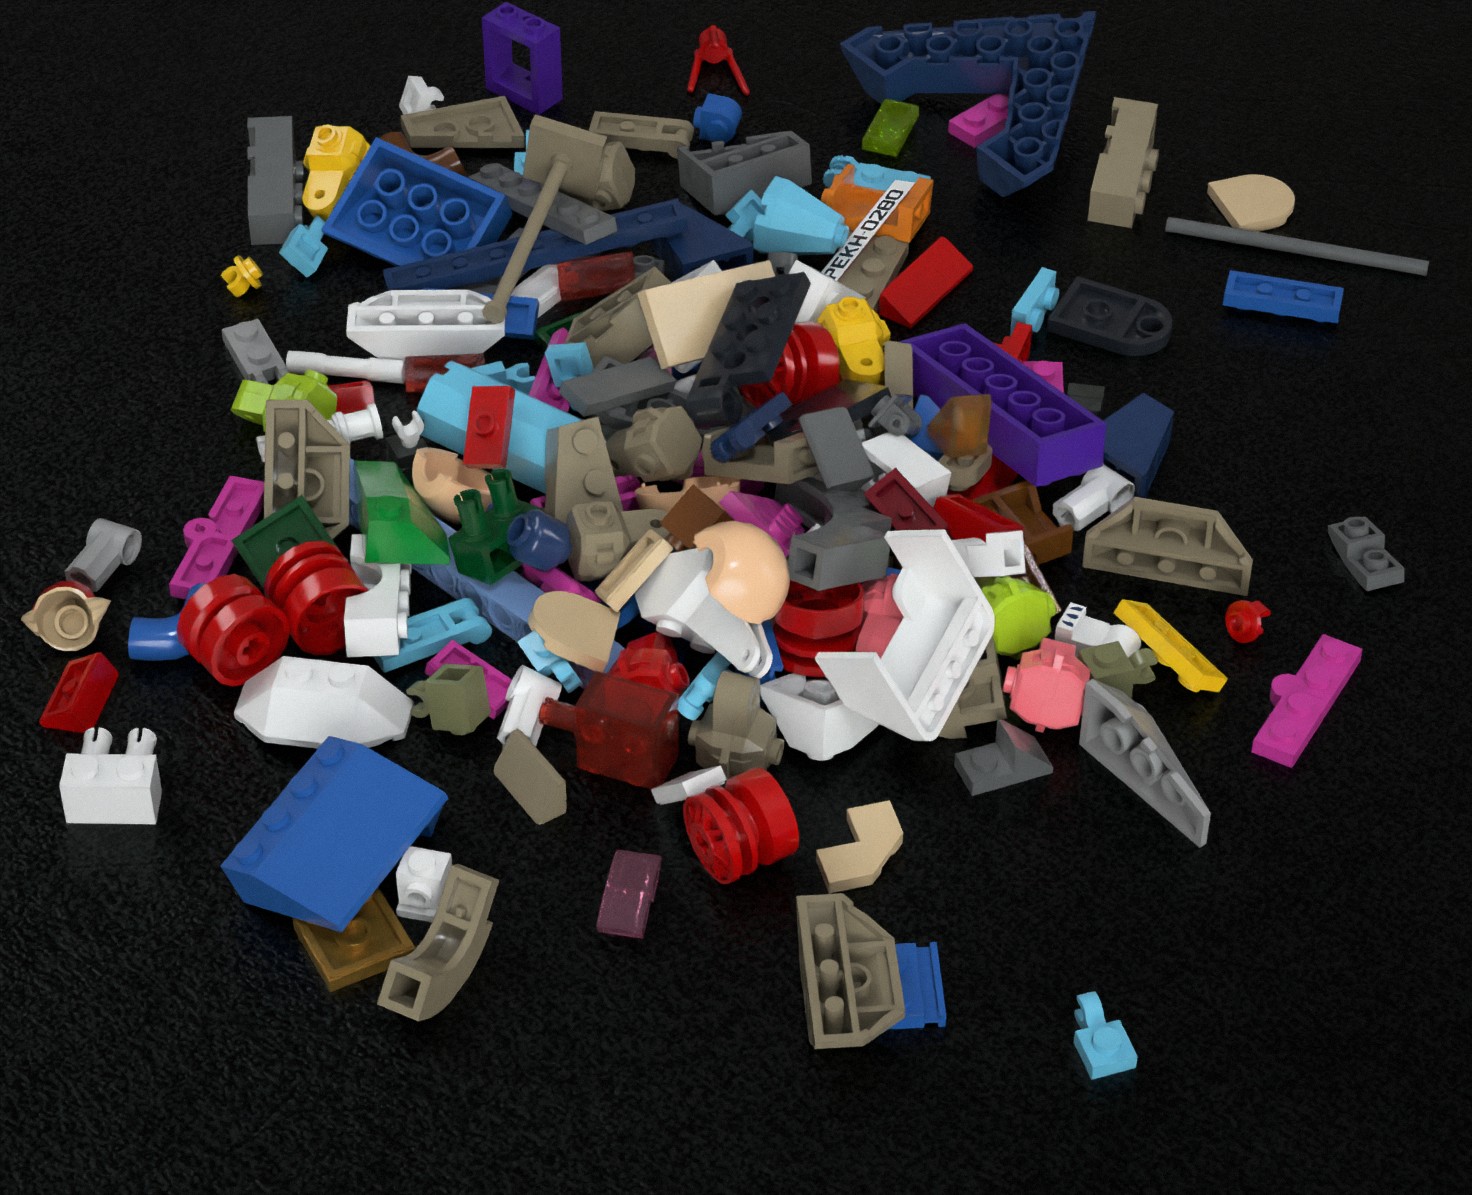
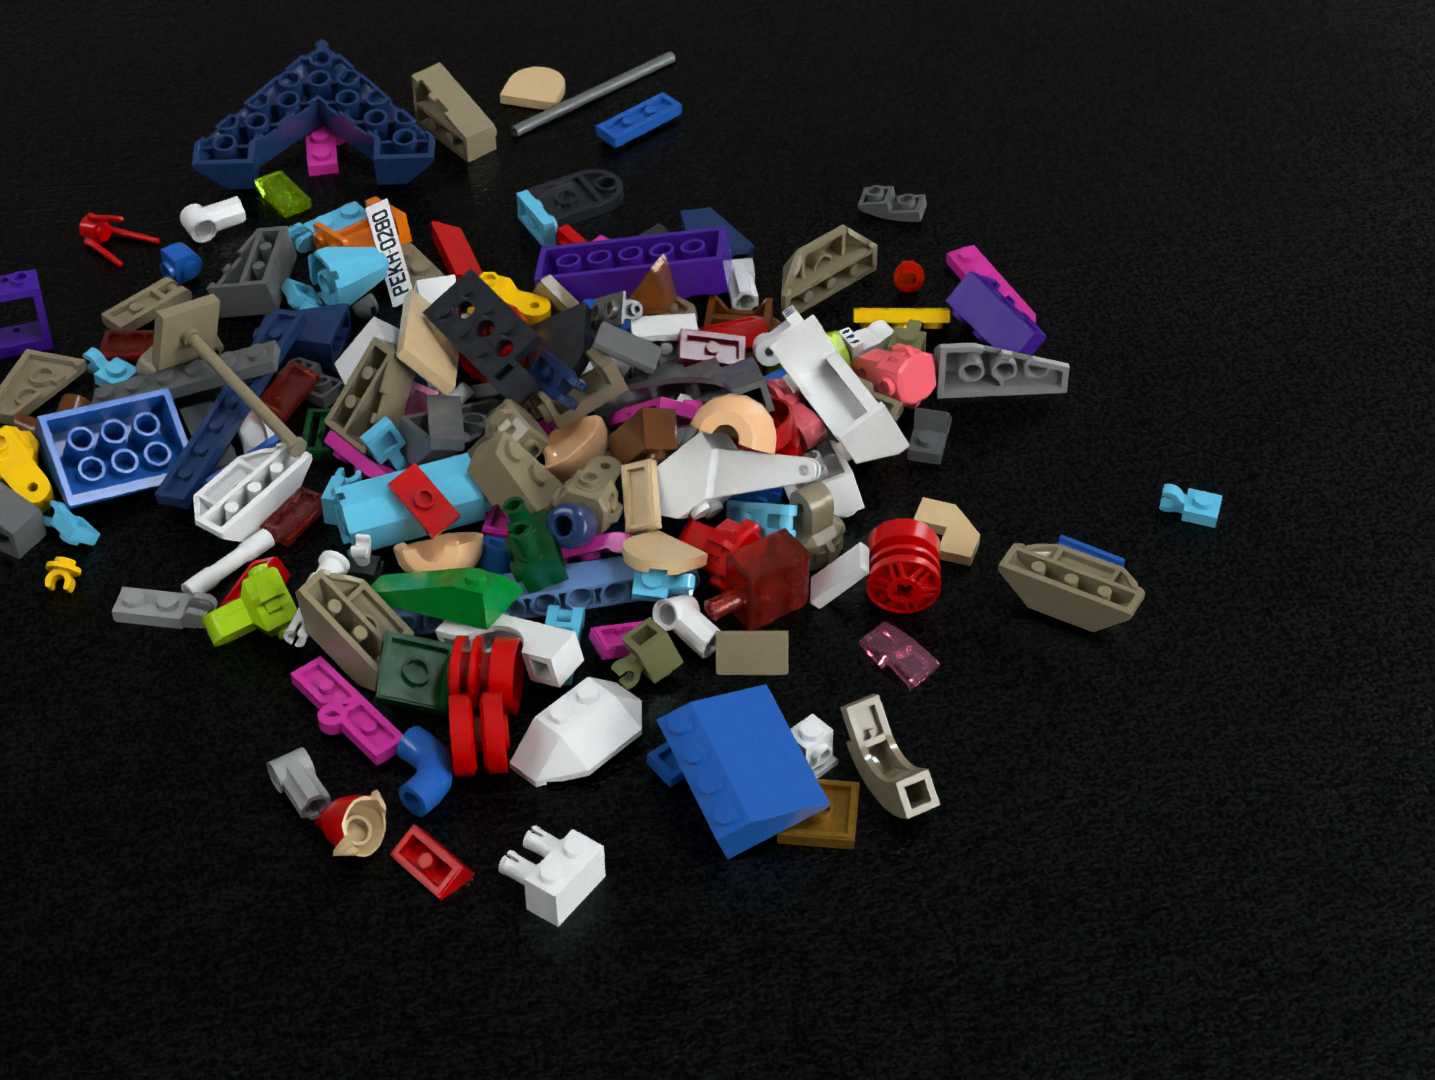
camera: 55 degrees left, 0 degrees up
(796, 100) = (205, 221): none -> white piece
(1230, 715) = (994, 316): none -> dark purple wedge

